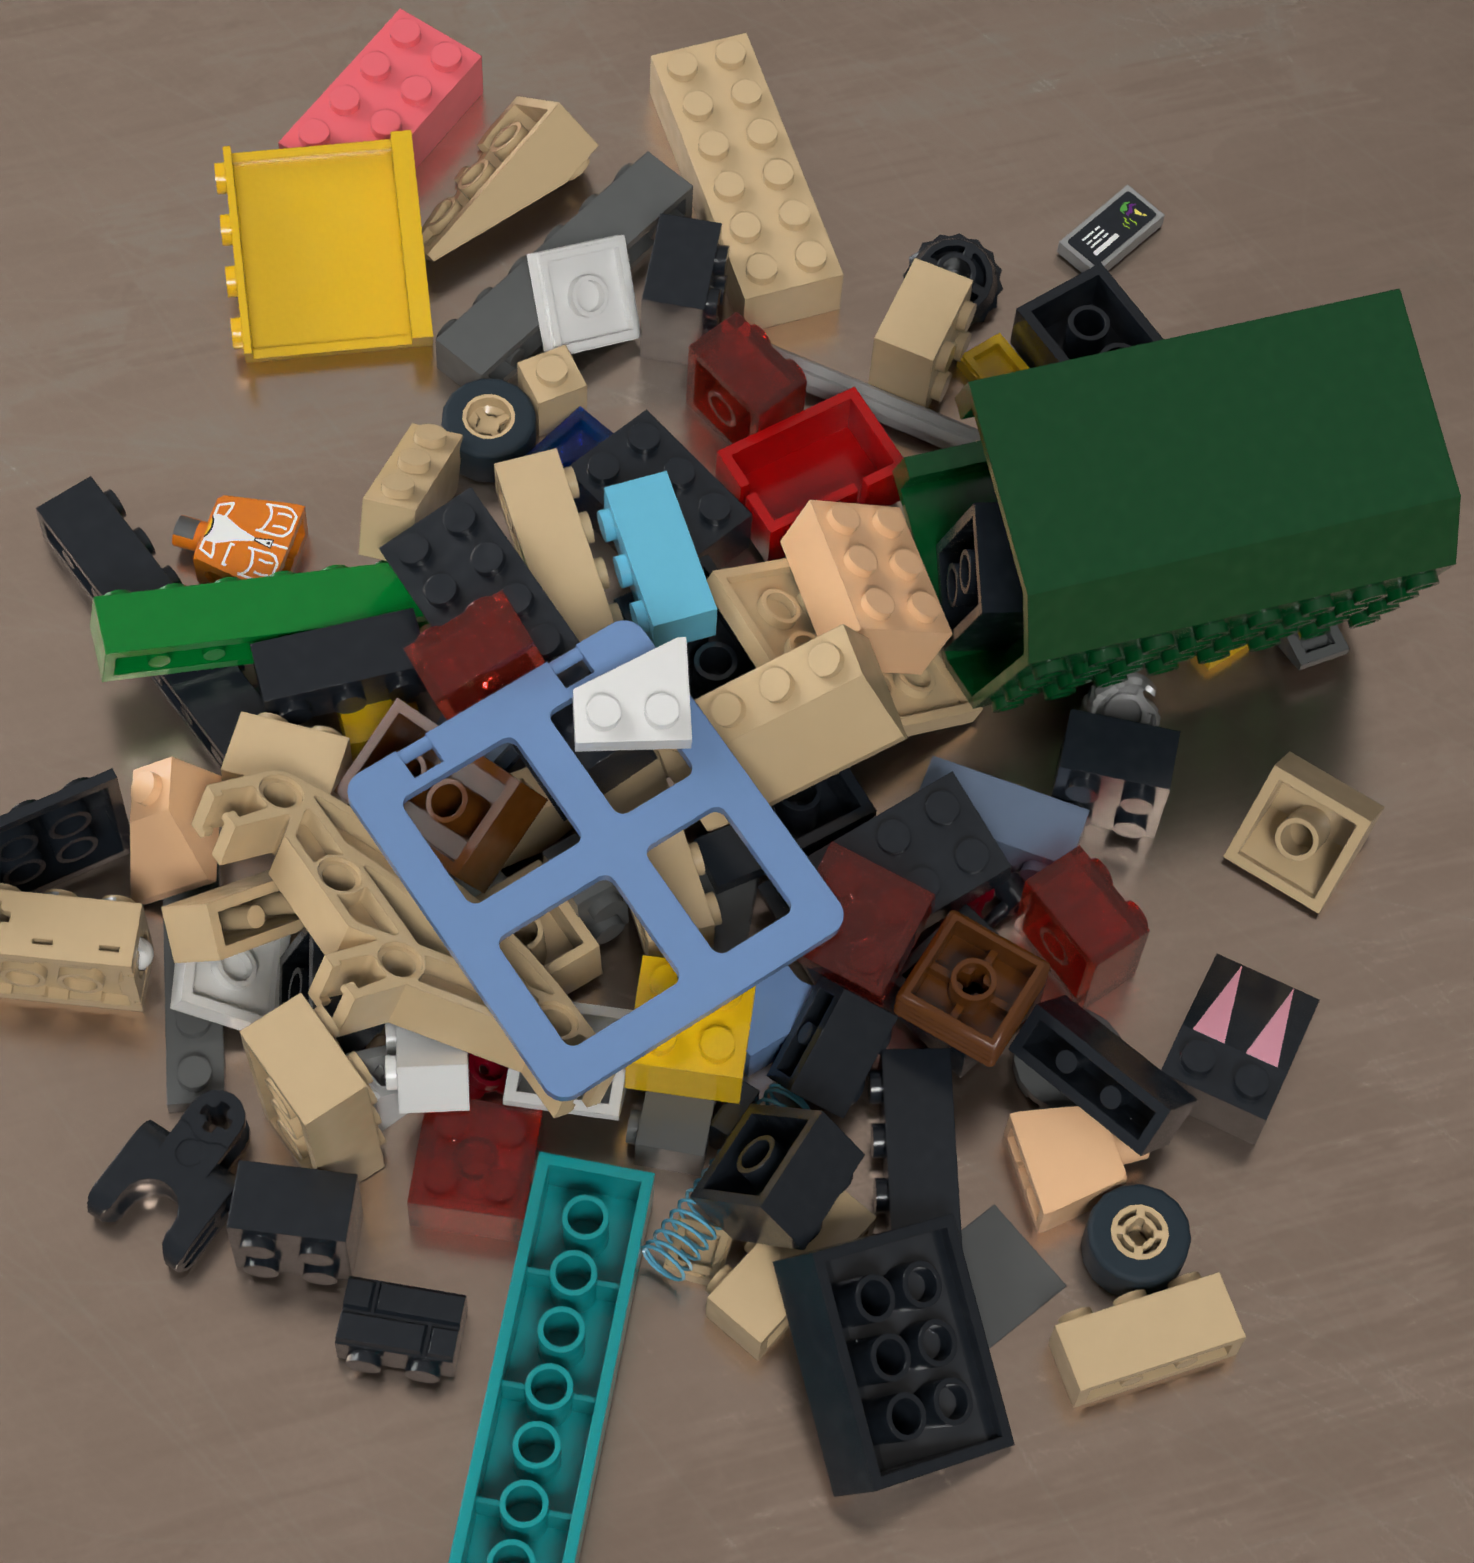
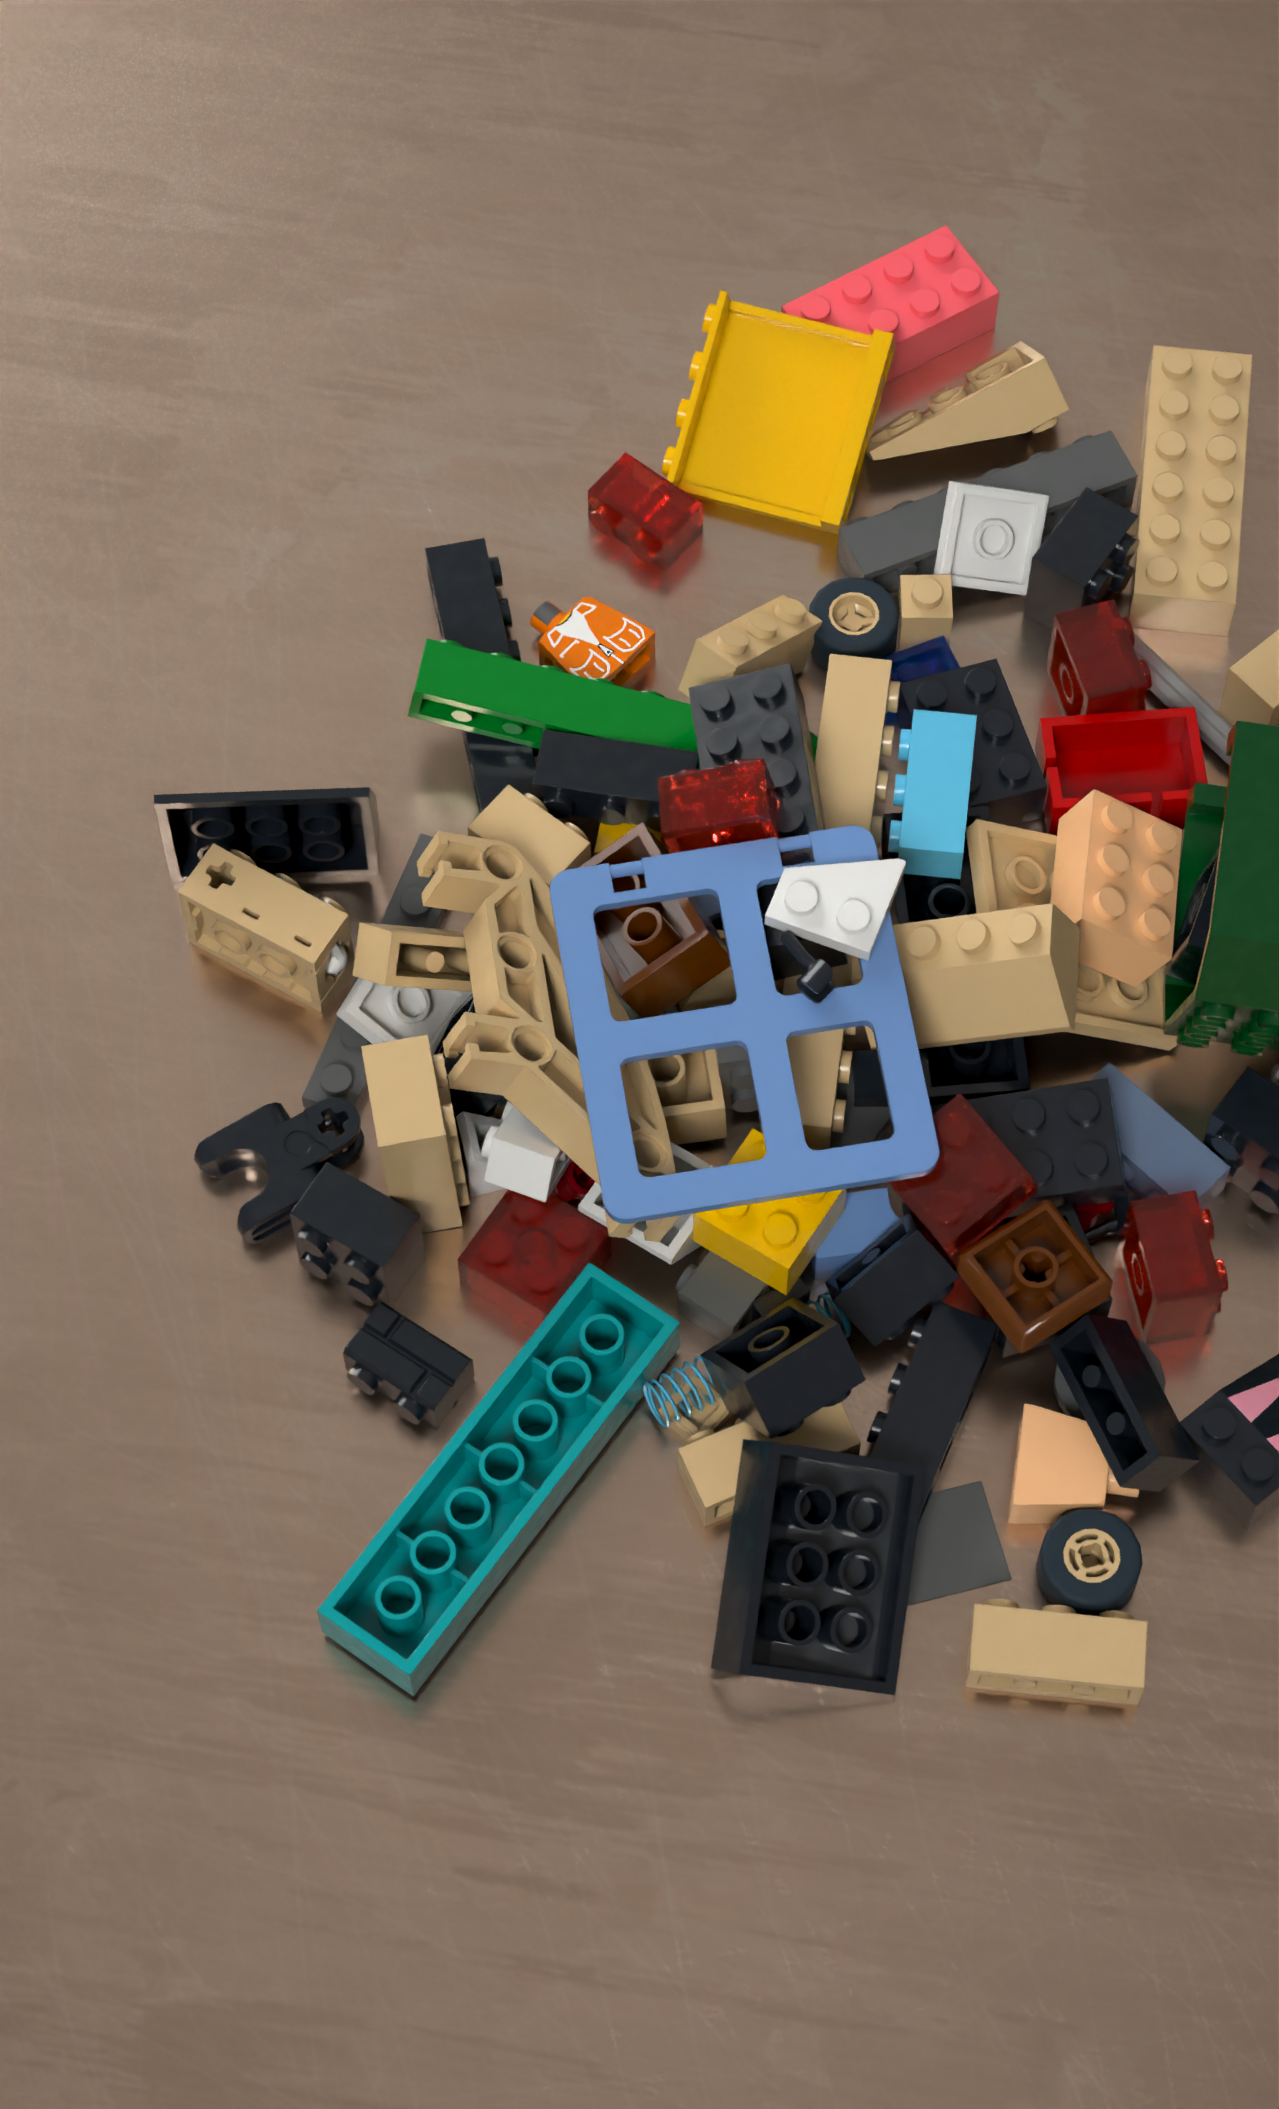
camera: 30 degrees right, 0 degrees up
(164, 846) = (391, 879): light nougat slope -> none
(233, 392) = (645, 512): none -> clear red brick
(652, 779) = (817, 978): none -> black hand

